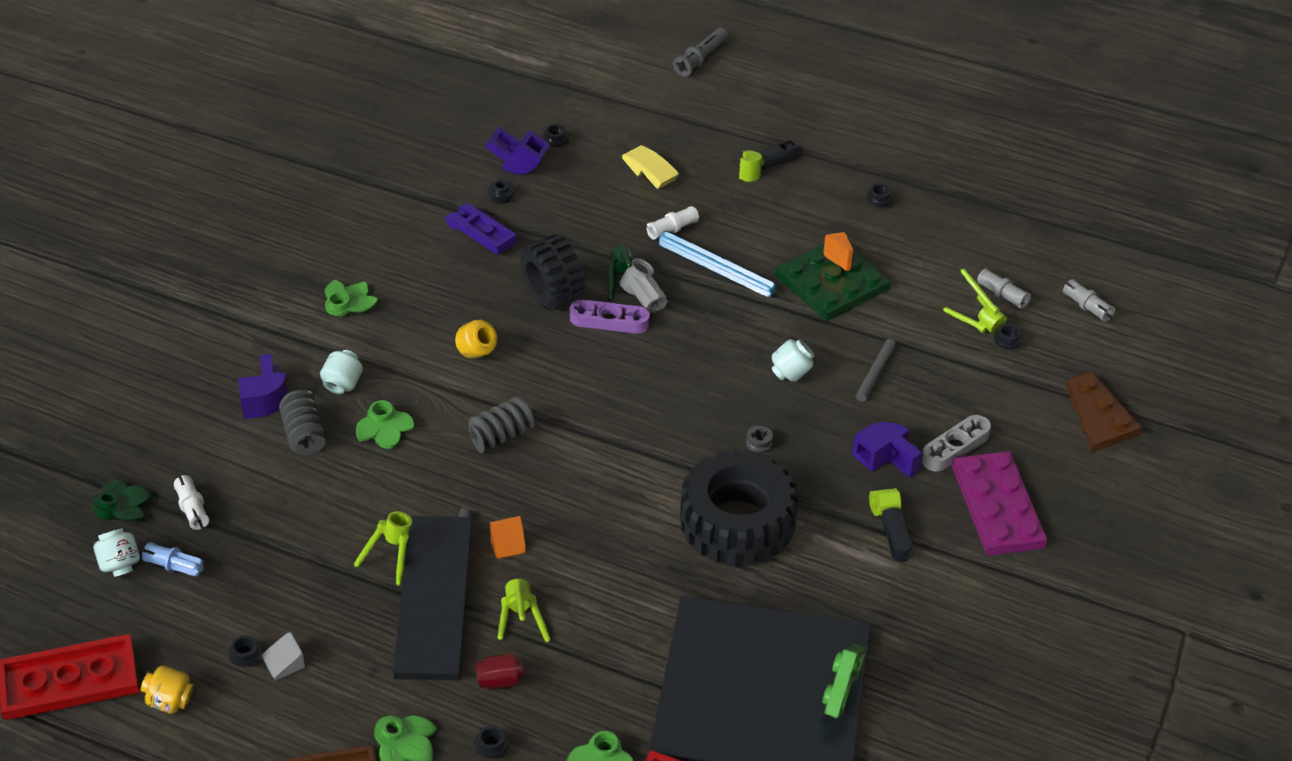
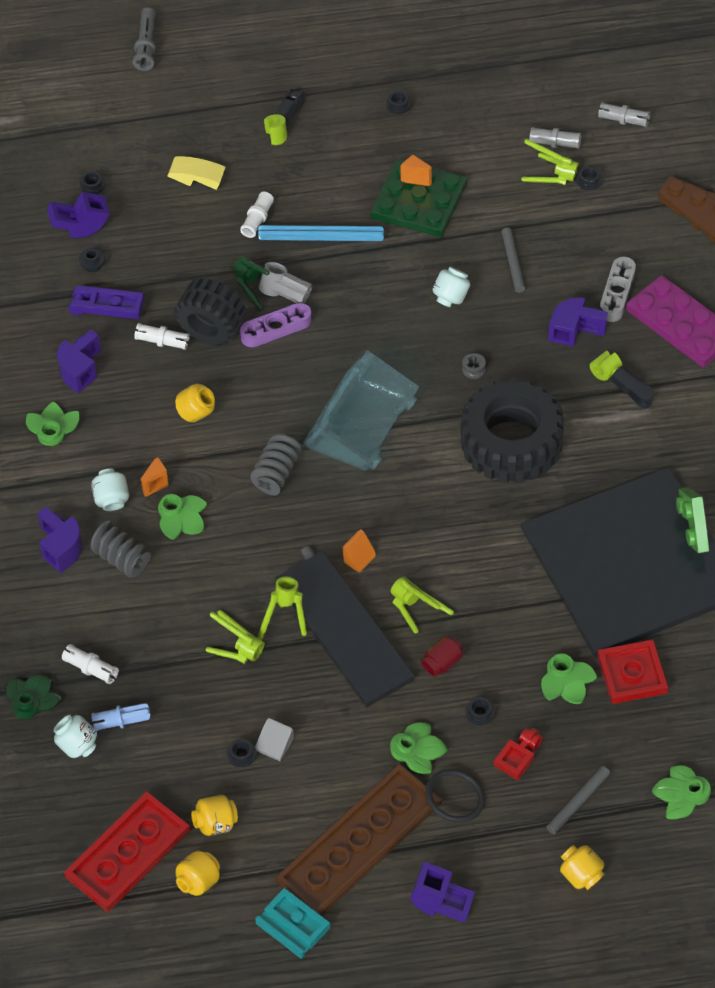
camera: 30 degrees left, 10 degrees up
(104, 731) = (197, 873): none -> yellow head
(336, 563) = (247, 645): none -> lime plant
(386, 381) = (154, 478): none -> orange slope
(411, 256) = (76, 361): none -> dark purple brick
(502, 276) = (162, 336): none -> white pin
(614, 423) = (361, 413): none -> clear light blue windscreen

